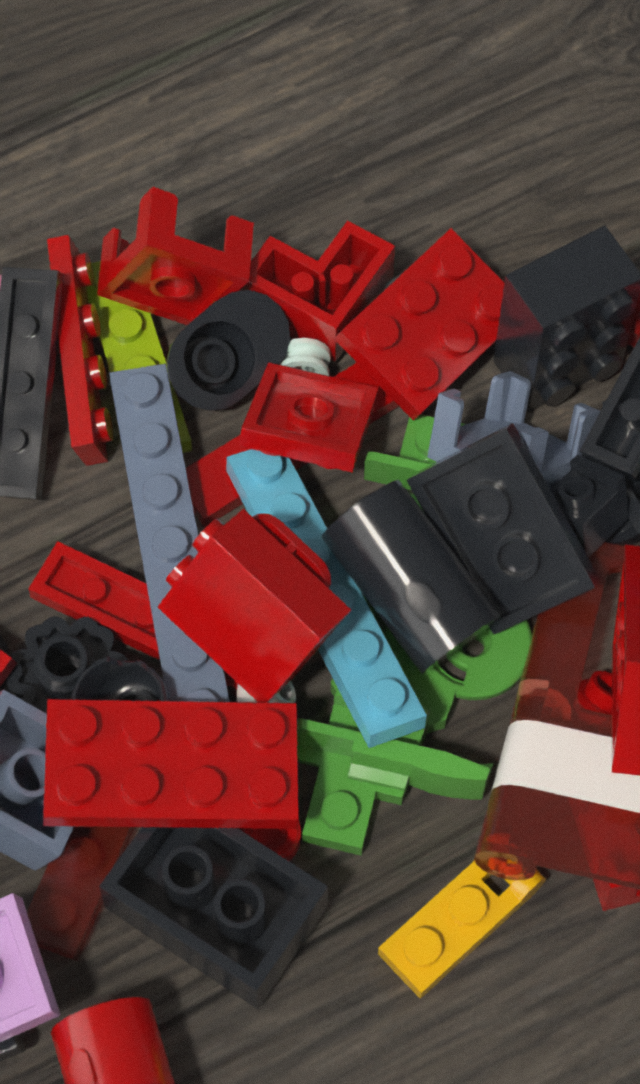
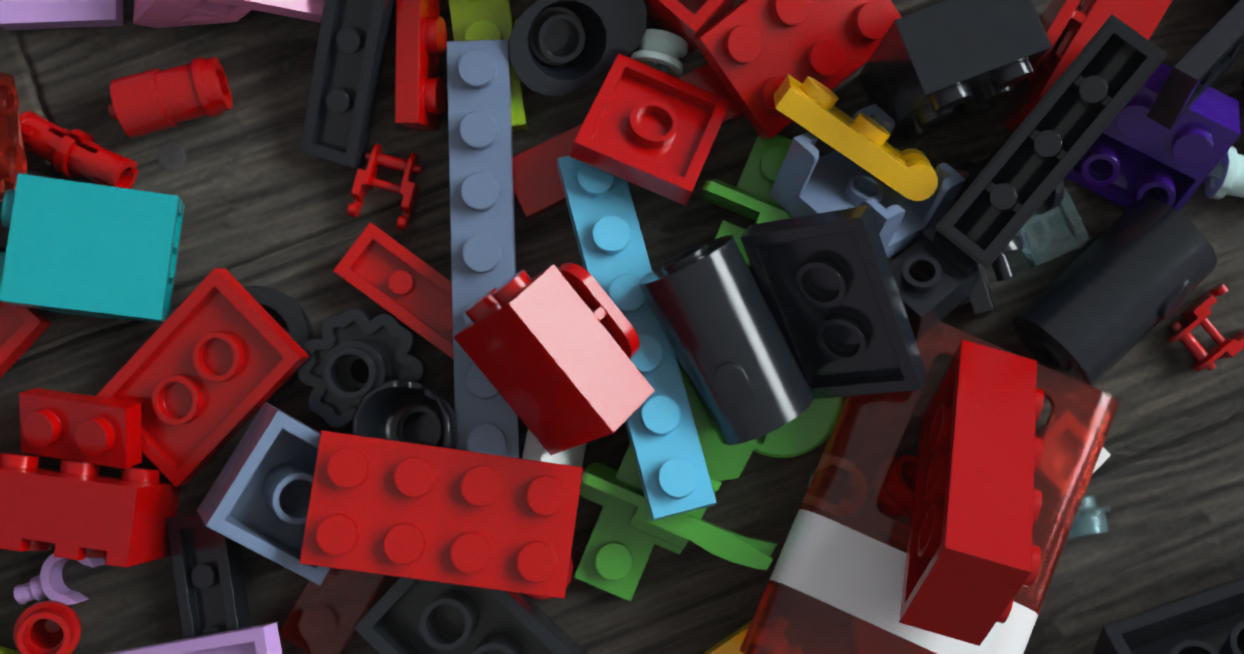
camera: 10 degrees right, 20 degrees up
(46, 510) = (367, 180): none -> red piece
(498, 392) = (857, 139): none -> yellow plate

